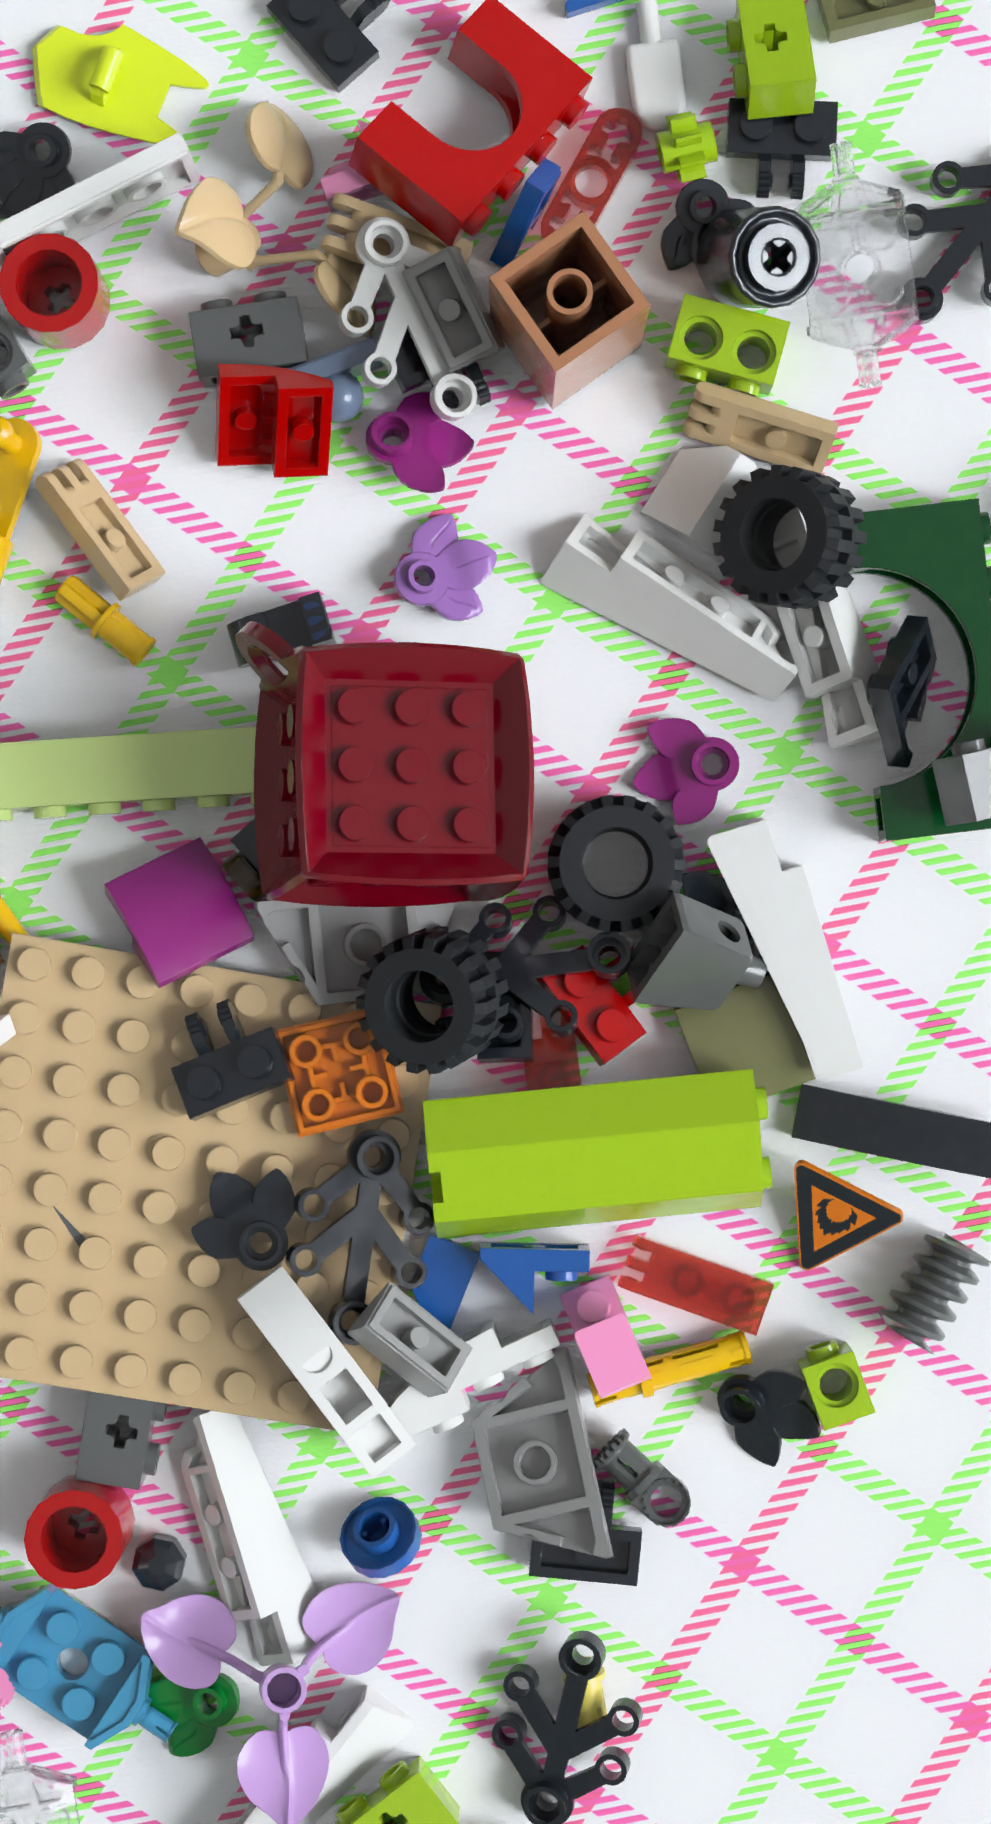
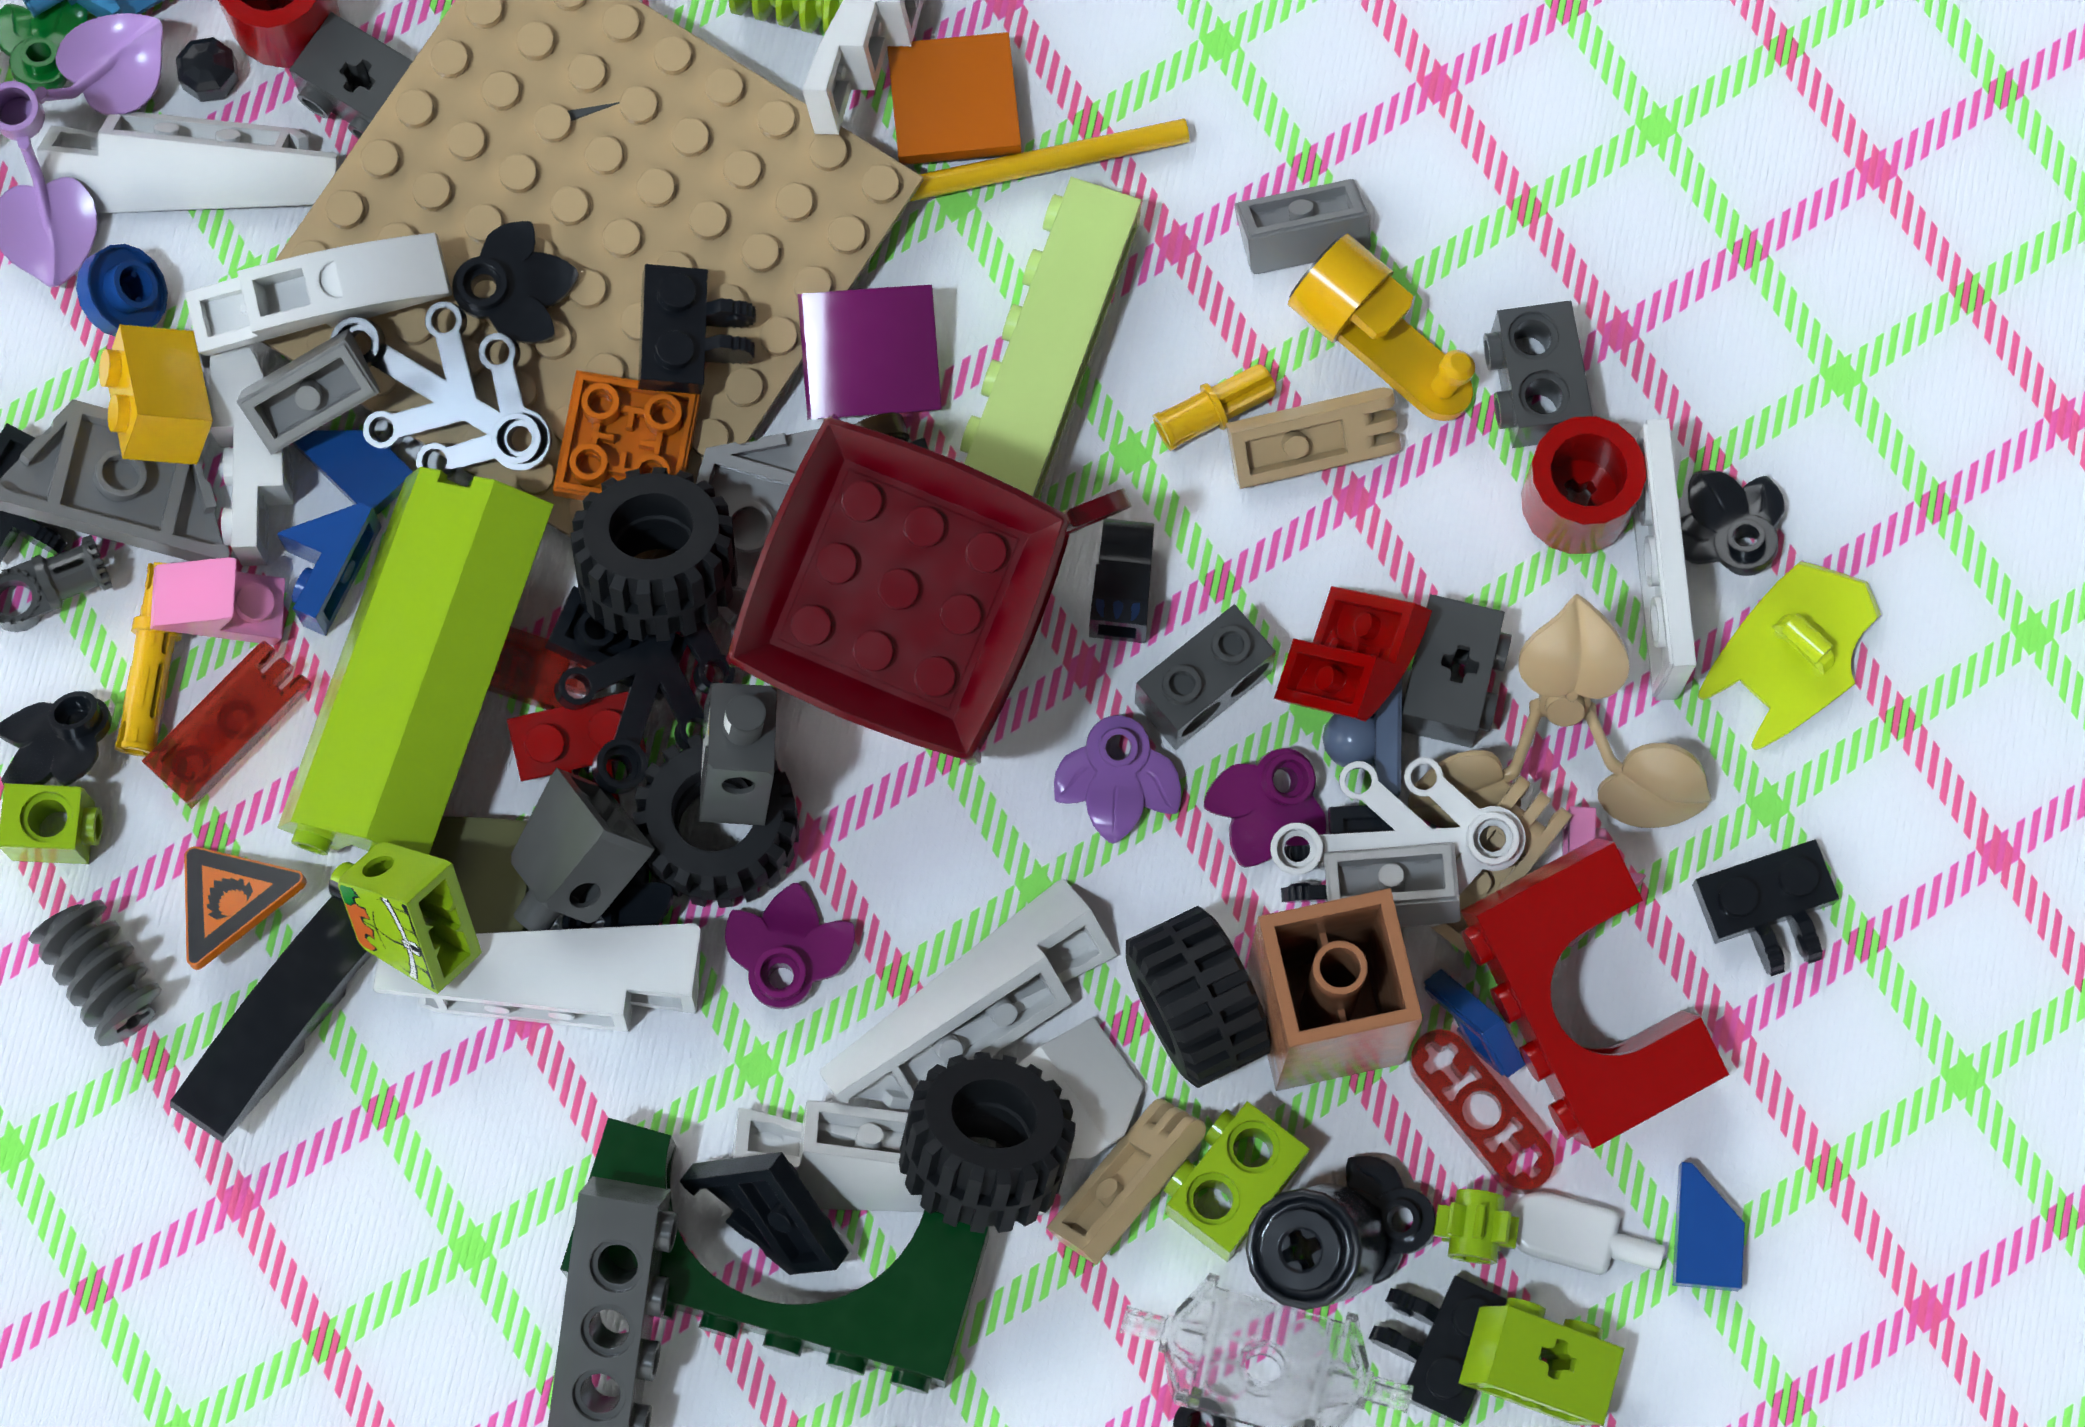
camera: 110 degrees right, 15 degrees down
(337, 531) = (1204, 676): none -> dark grey brick
(461, 1464) = (156, 394): none -> yellow brick
(575, 857) = (738, 743): none -> dark grey torso
(604, 424) = (1198, 996): none -> black tyre
(802, 1063) = (408, 912): none -> lime torso

